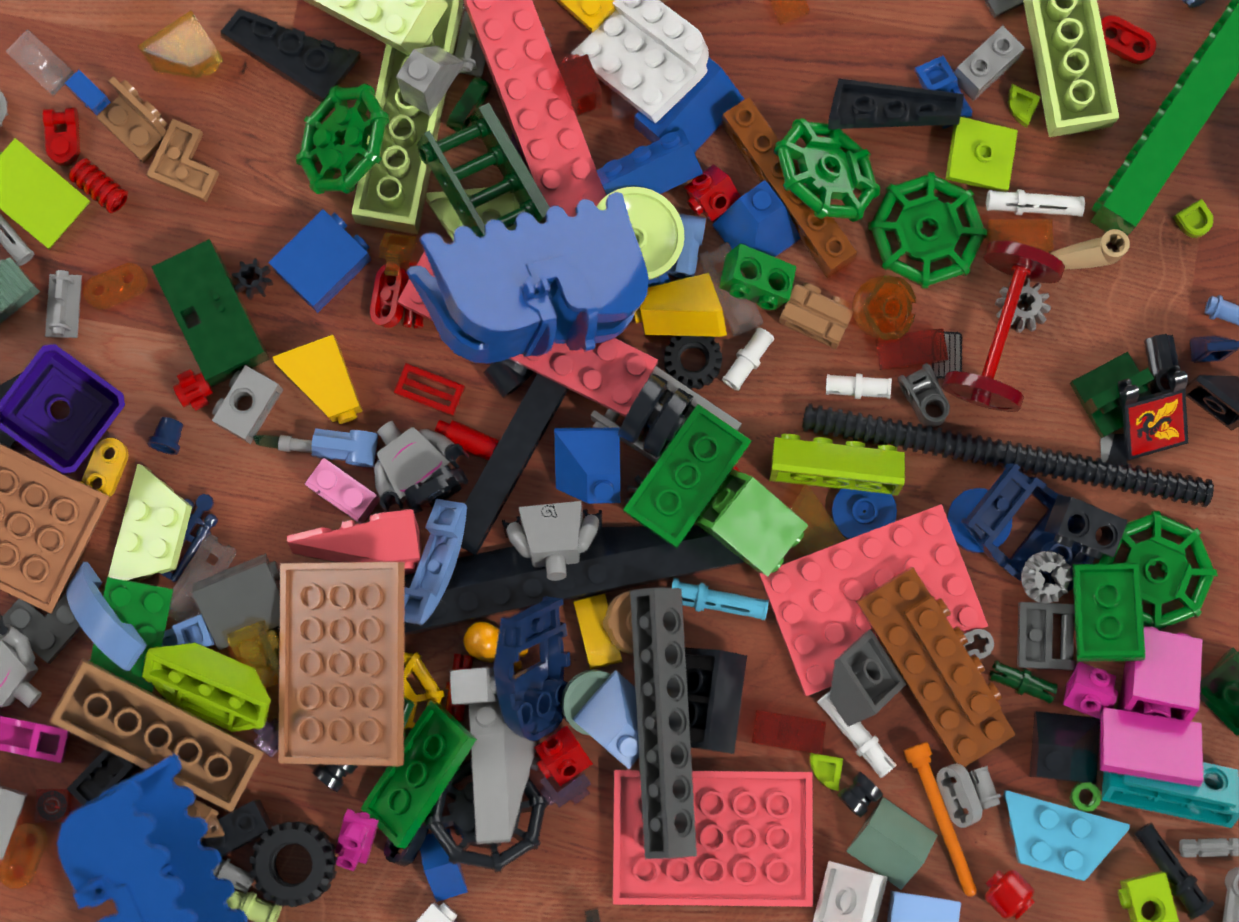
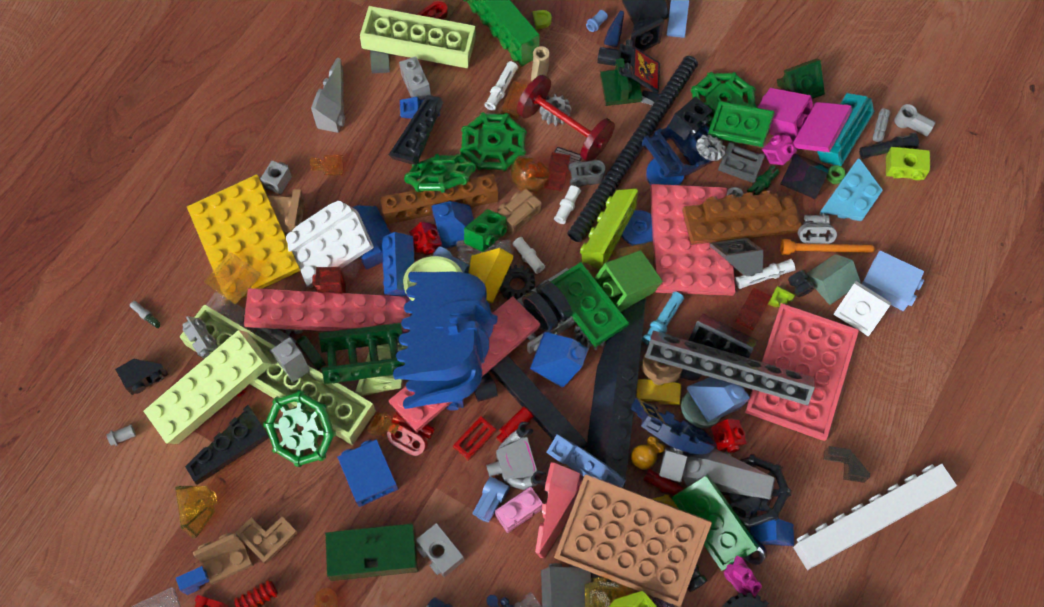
camera: 70 degrees left, 15 degrees down
(192, 389) = (416, 581): red gear -> none
(257, 286) = (360, 513): black gear -> none
(283, 443) = (473, 537): light grey piece -> none
(323, 377) = (442, 497): yellow slope -> none
(442, 486) = (539, 443): black plate -> none
(553, 535) = (594, 392): light grey torso -> none
(574, 791) = (752, 439): clear purple bracket -> none
(981, 154) = (463, 101): lime plate -> none
(1009, 894) = (880, 227): red head -> none
(1022, 104) = (444, 74): lime tile -> none

